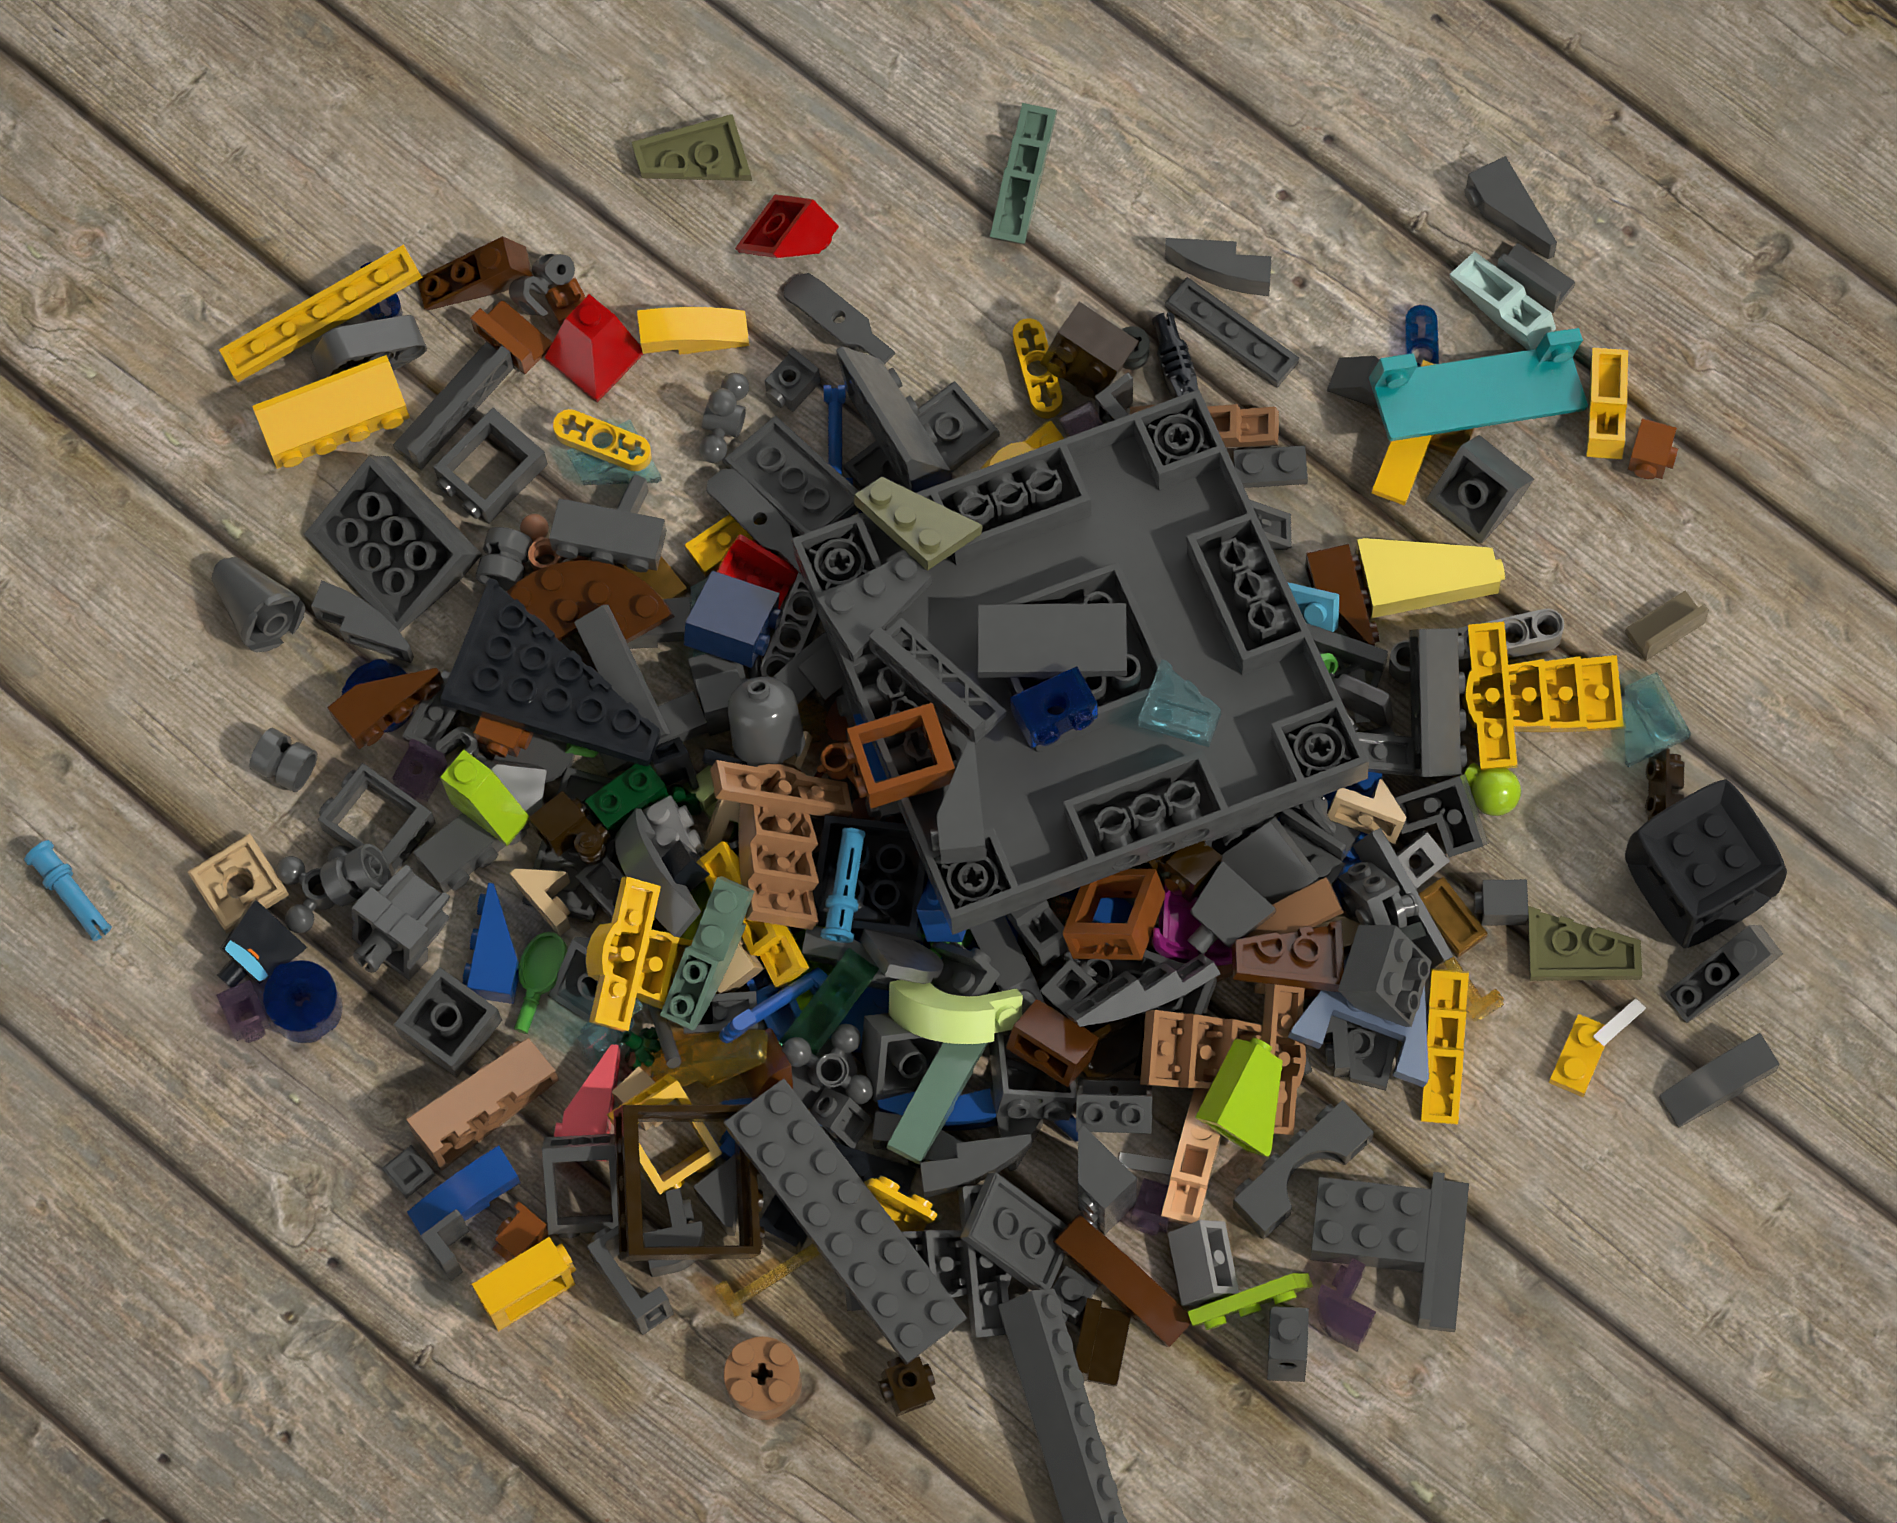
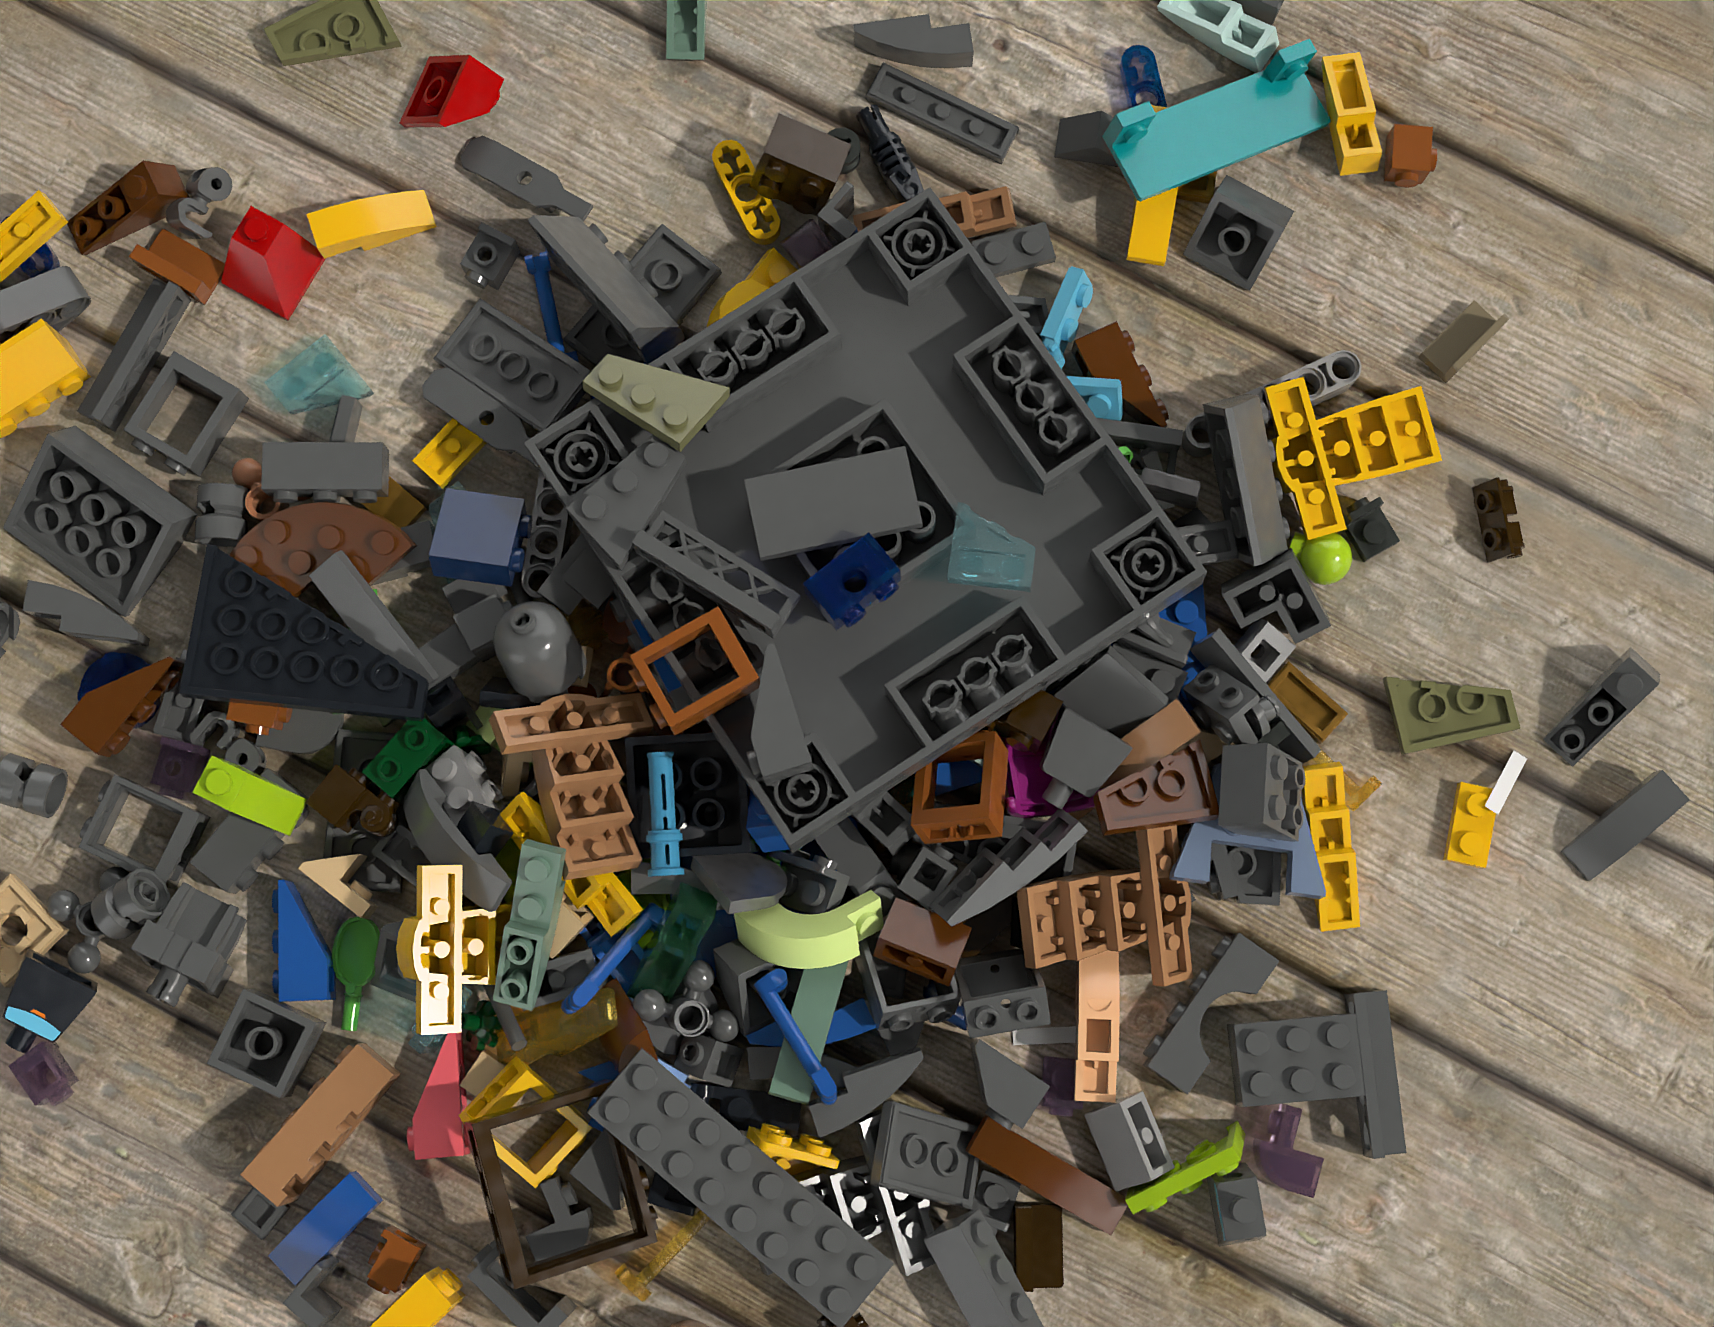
camera: 15 degrees left, 10 degrees up
(290, 985) = (82, 1046): clear blue brick -> none
(523, 781) = (289, 760): slope -> none
(564, 299) = (228, 214): dark orange tile -> none
(577, 1149) = (430, 1166): dark grey window -> none
(629, 440) = (270, 368): yellow beam -> none
(723, 416) = (425, 311): dark grey piece -> none
(757, 566) = (494, 473): red bracket -> none
(937, 1140) = (820, 1078): none -> blue hinge
(1245, 1096) = (1140, 957): lime slope -> none
(1304, 530) = (1064, 315): none -> medium azure hinge
(1368, 813) = (1205, 613): tan slope -> none
(1425, 575) = (1199, 337): light yellow slope -> none
(1502, 902) = (1357, 677): dark grey brick -> none
(1543, 773) = (1369, 528): none -> pearl dark grey bracket
(1650, 720) = (1467, 447): clear light blue wing -> none
(1705, 863) = (1571, 599): black piece -> none

